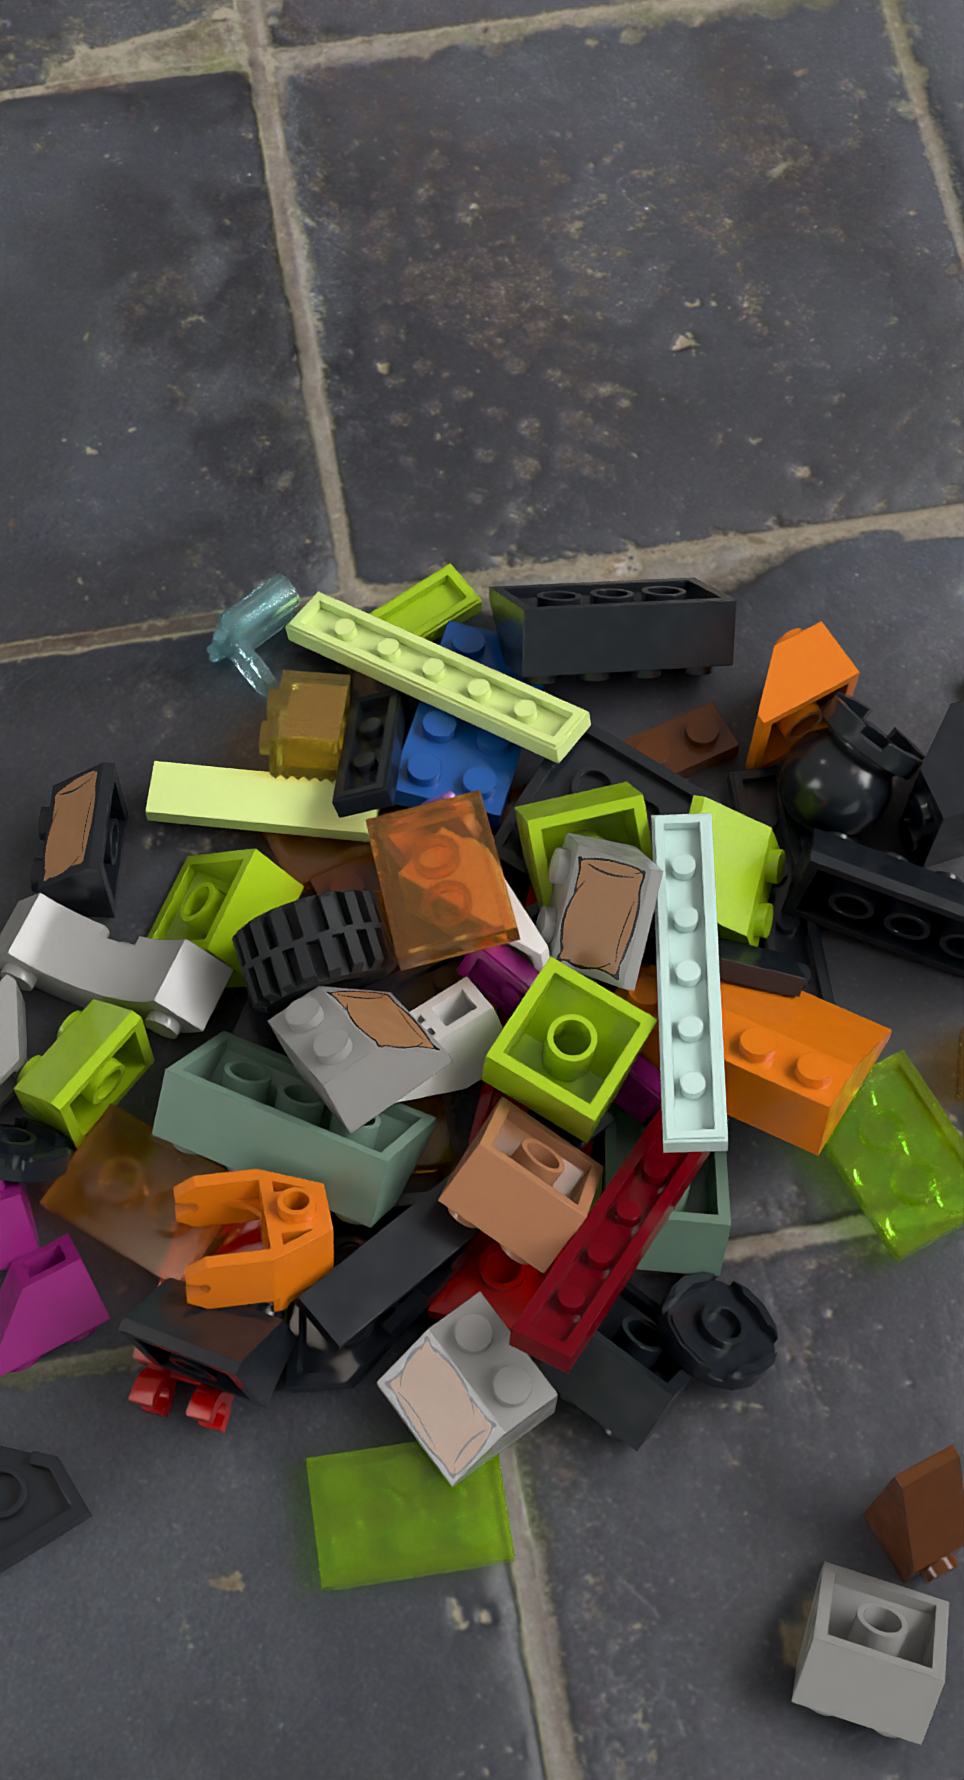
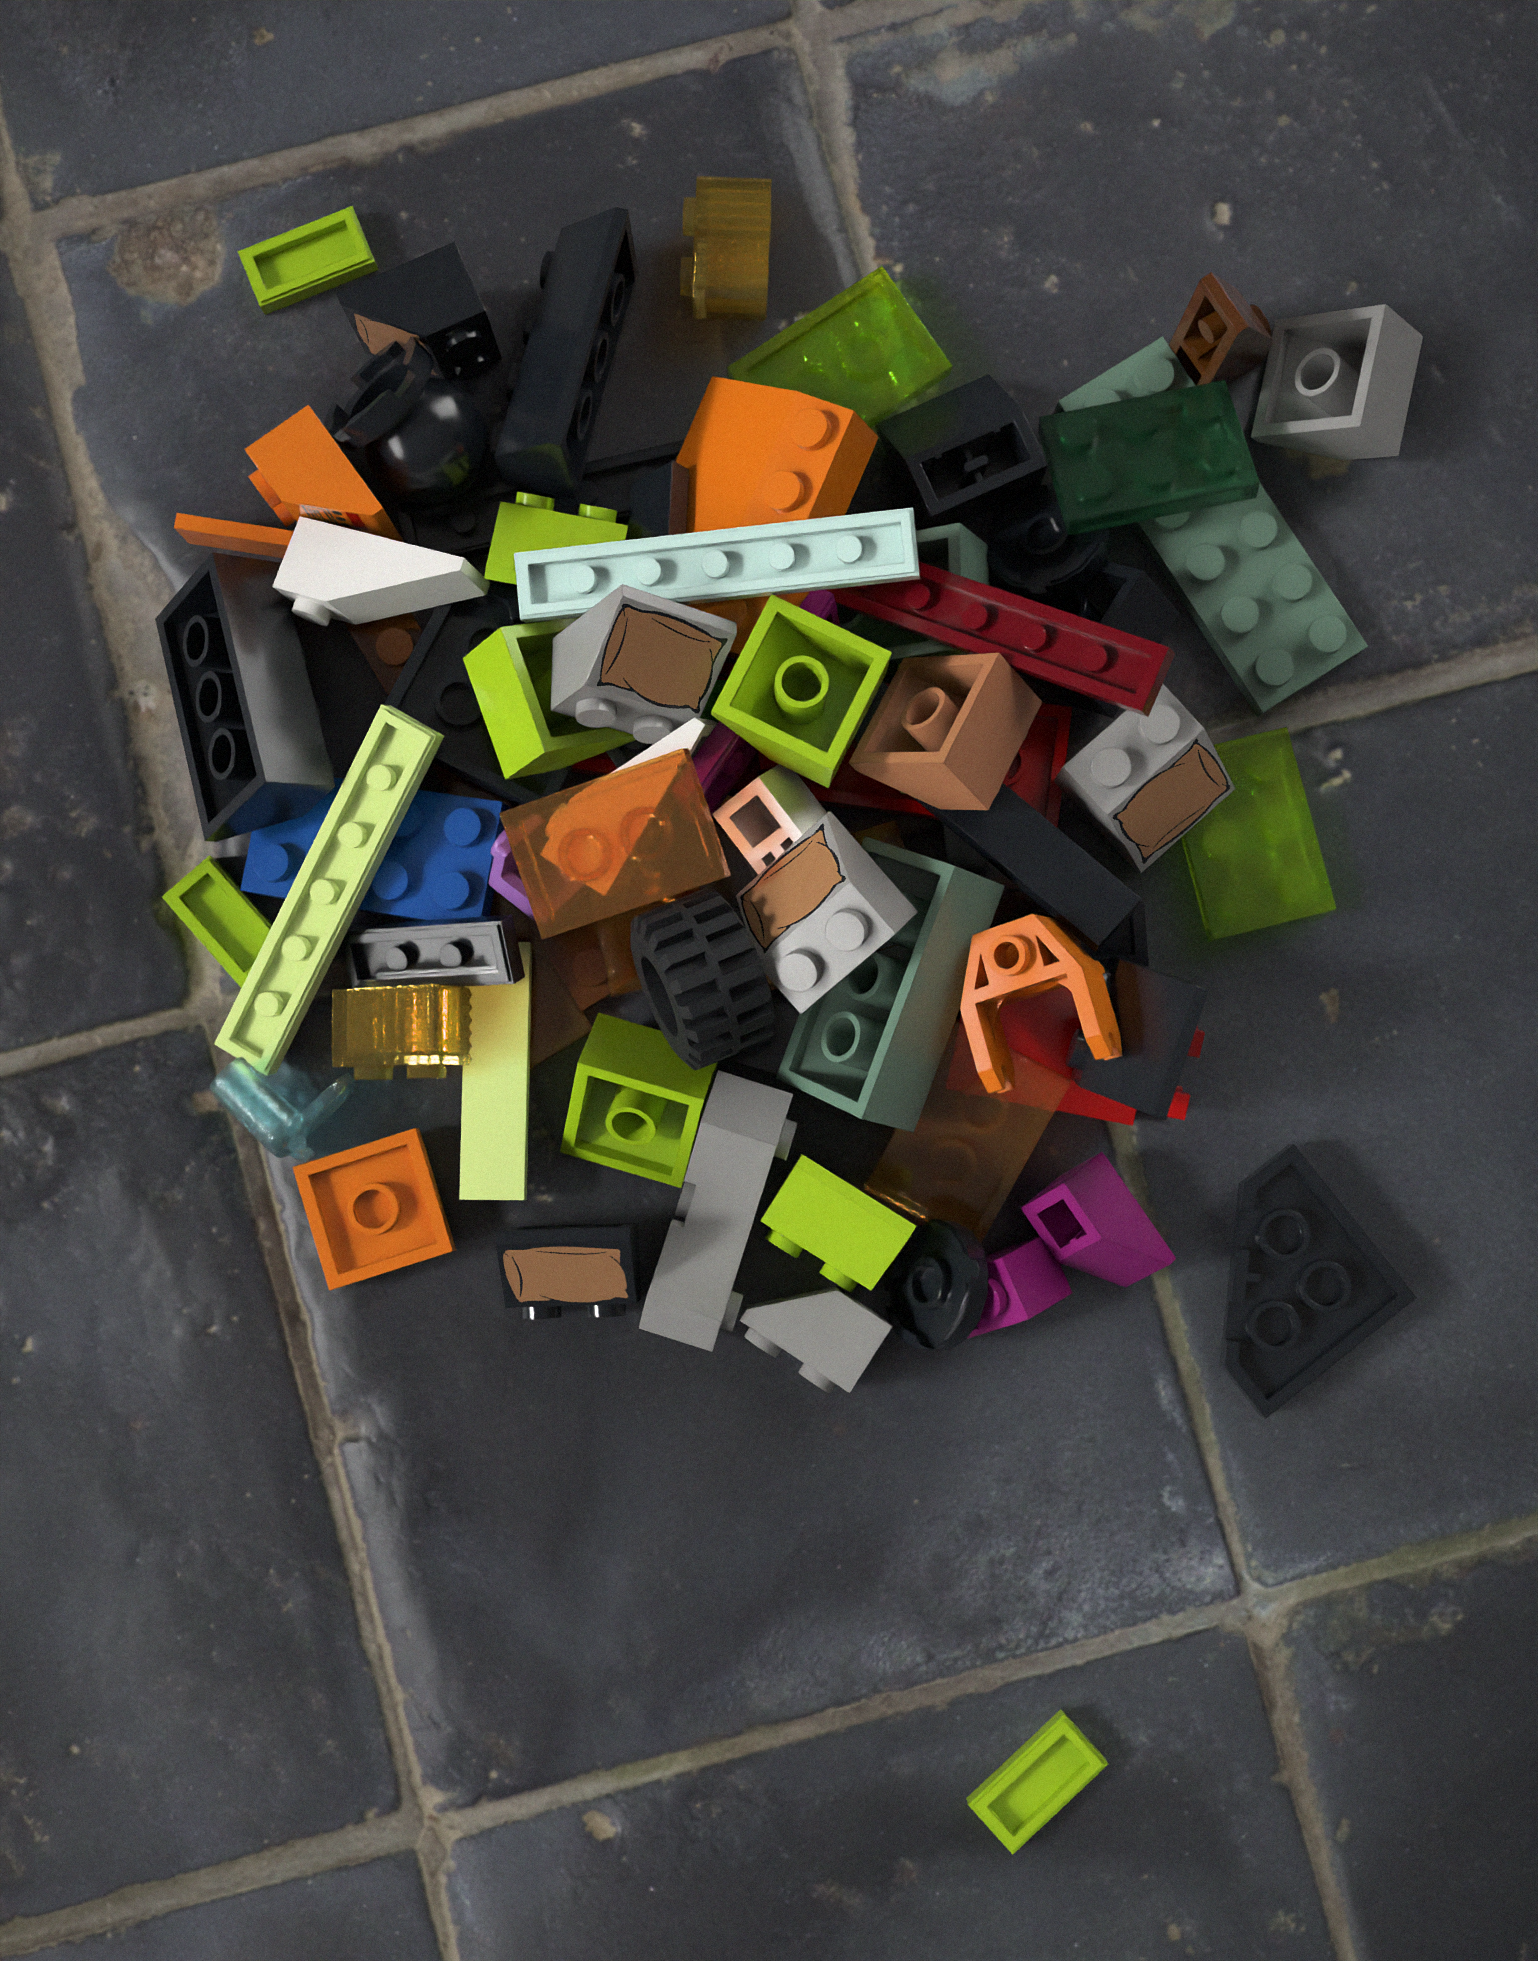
camera: 90 degrees left, 20 degrees up
(159, 702) = (374, 1208): none -> orange plate
(710, 715) = (367, 576): none -> white slope
(725, 1508) = (1236, 565): none -> sand green plate
(759, 641) = (233, 535): none -> orange piece
(794, 1426) = (1147, 457): none -> clear green plate
(809, 1255) = (963, 453): none -> black slope

